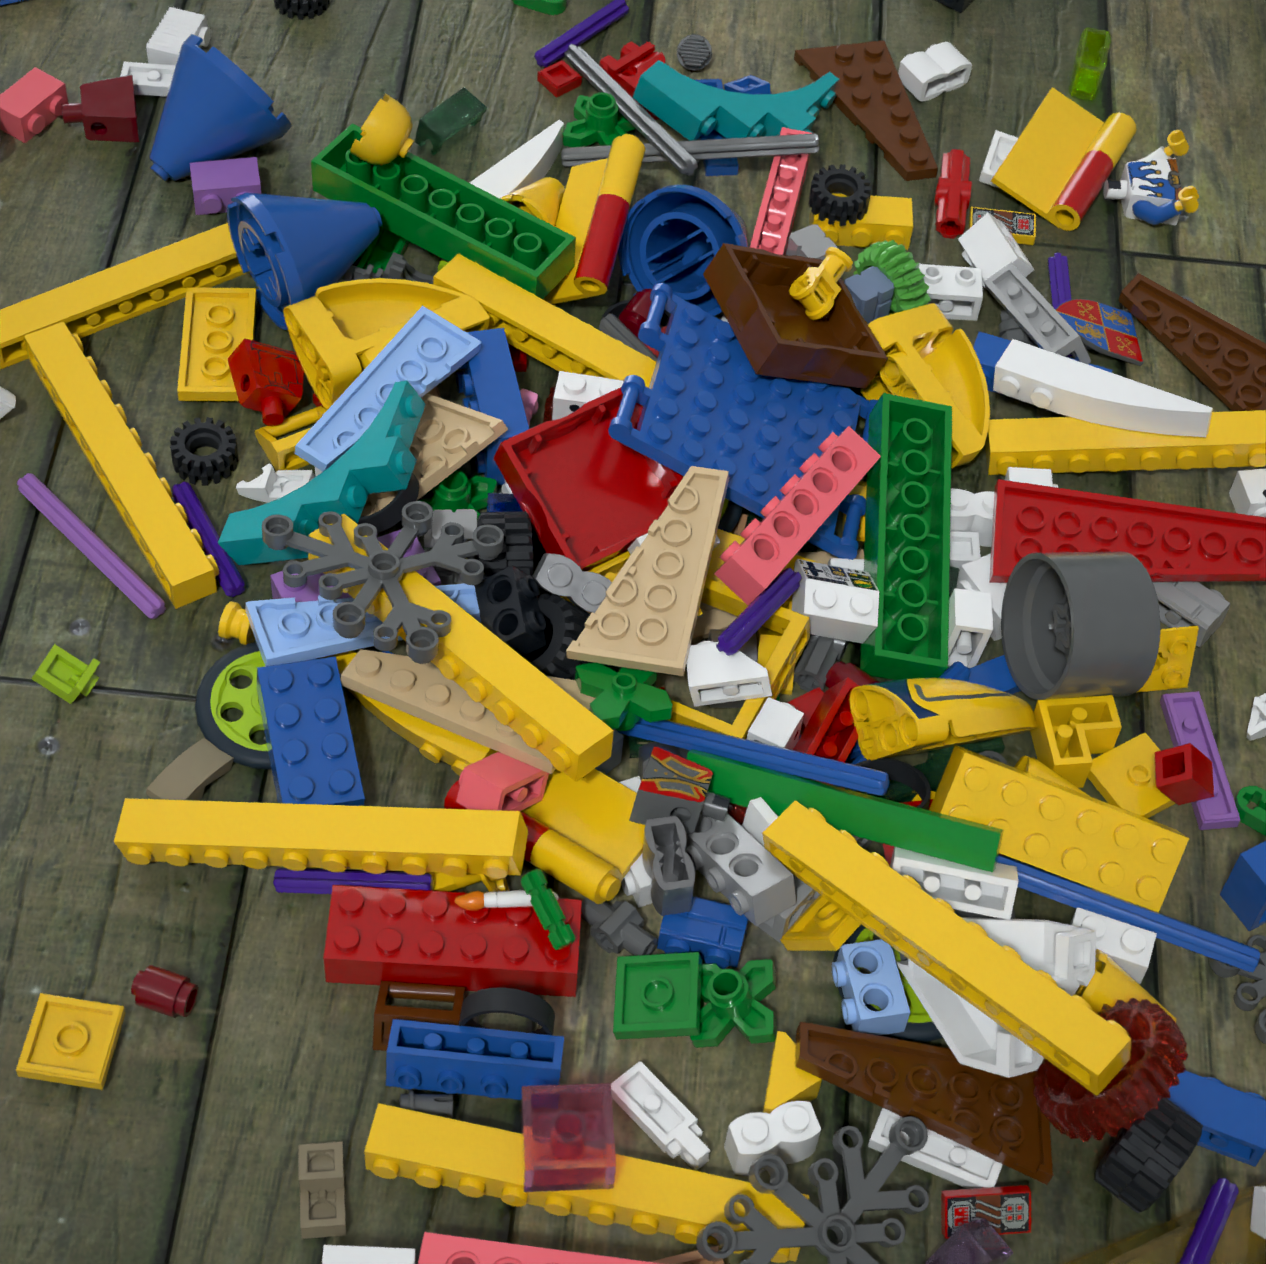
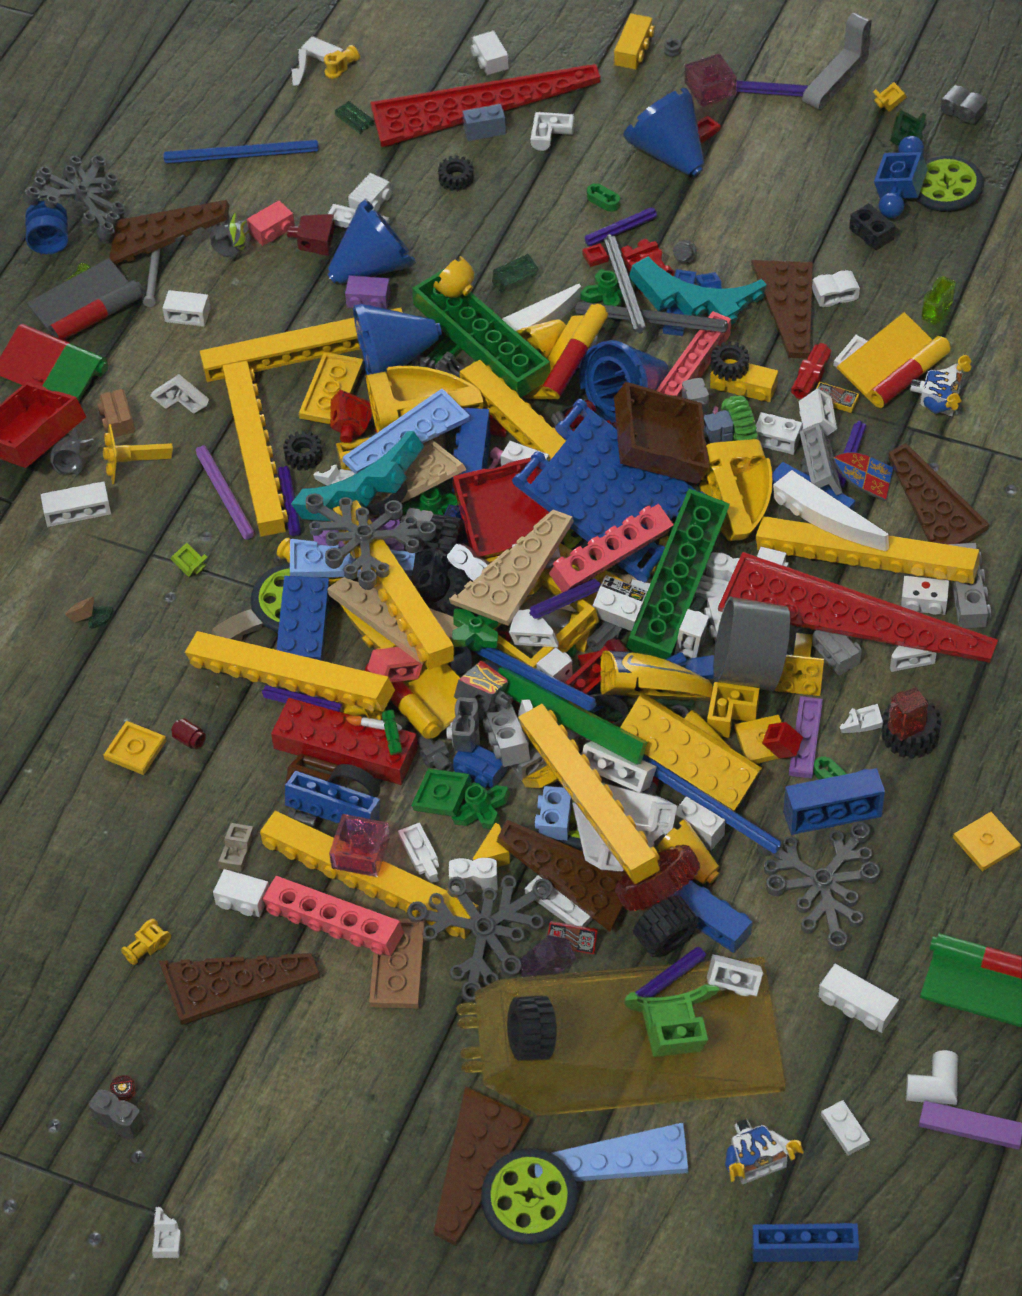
camera: 25 degrees right, 0 degrees up
(819, 285) = (684, 416): yellow connector -> none

